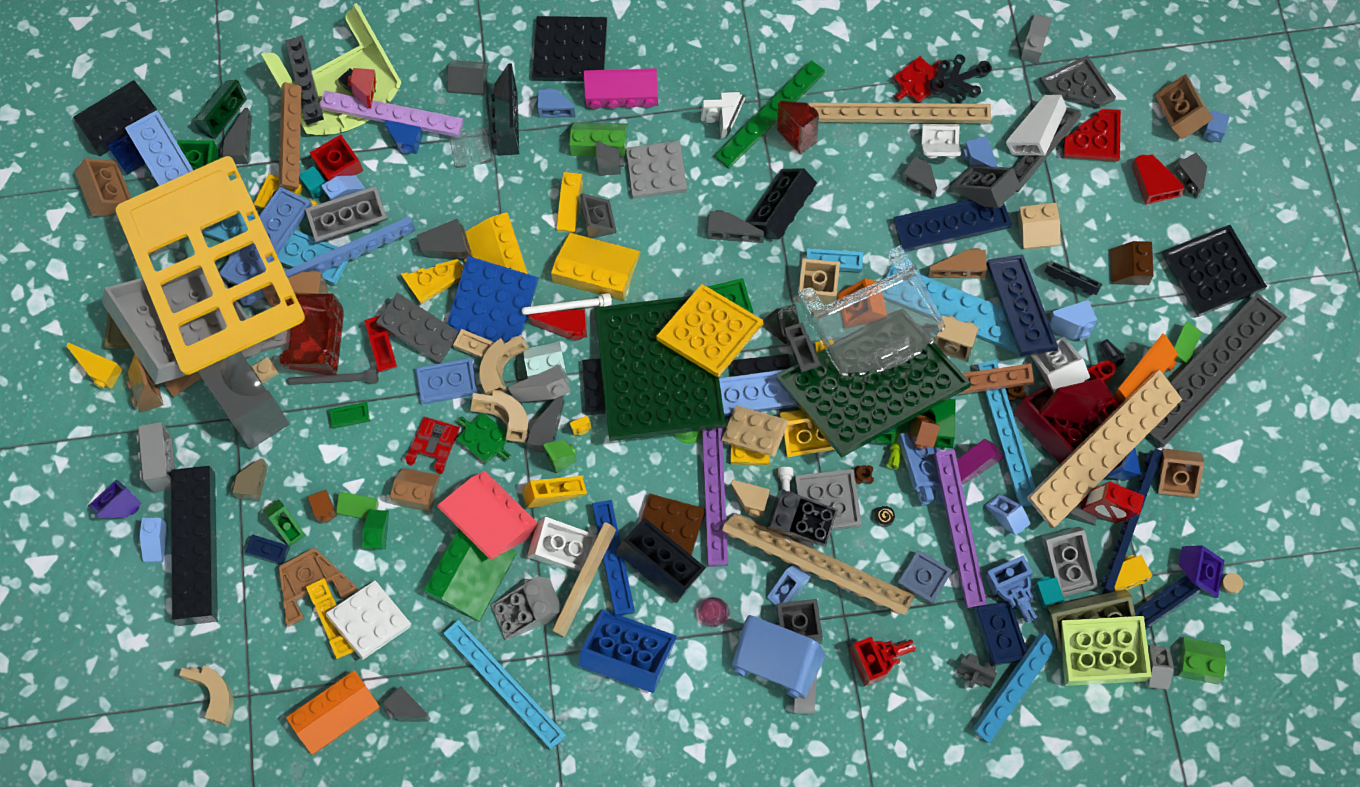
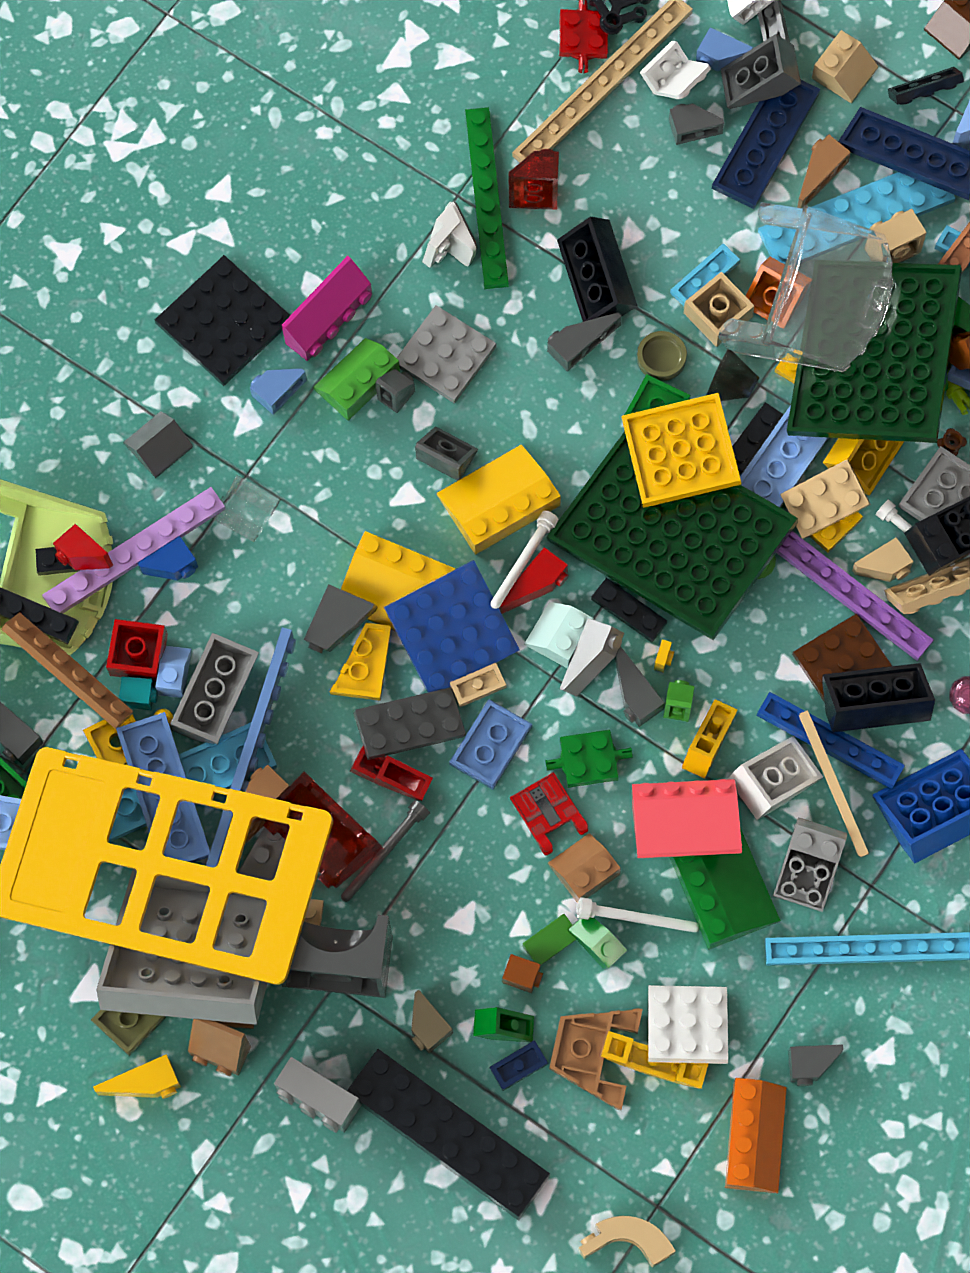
camera: 50 degrees left, 5 degrees up
(115, 502) = (323, 1178): dark purple slope -> none
(153, 539) = (403, 1172): light blue slope -> none
(349, 415) = (440, 868): green tile -> none
(387, 507) = (587, 909): none -> white piece
(494, 361) = (517, 683): tan arch -> none
(505, 113) = (247, 439): black slope -> none
(505, 408) = (585, 709): tan arch -> none
(569, 202) = (404, 464): yellow slope -> none
(763, 277) = (661, 355): none -> olive piece
(801, 347) = (780, 383): dark grey slope -> none

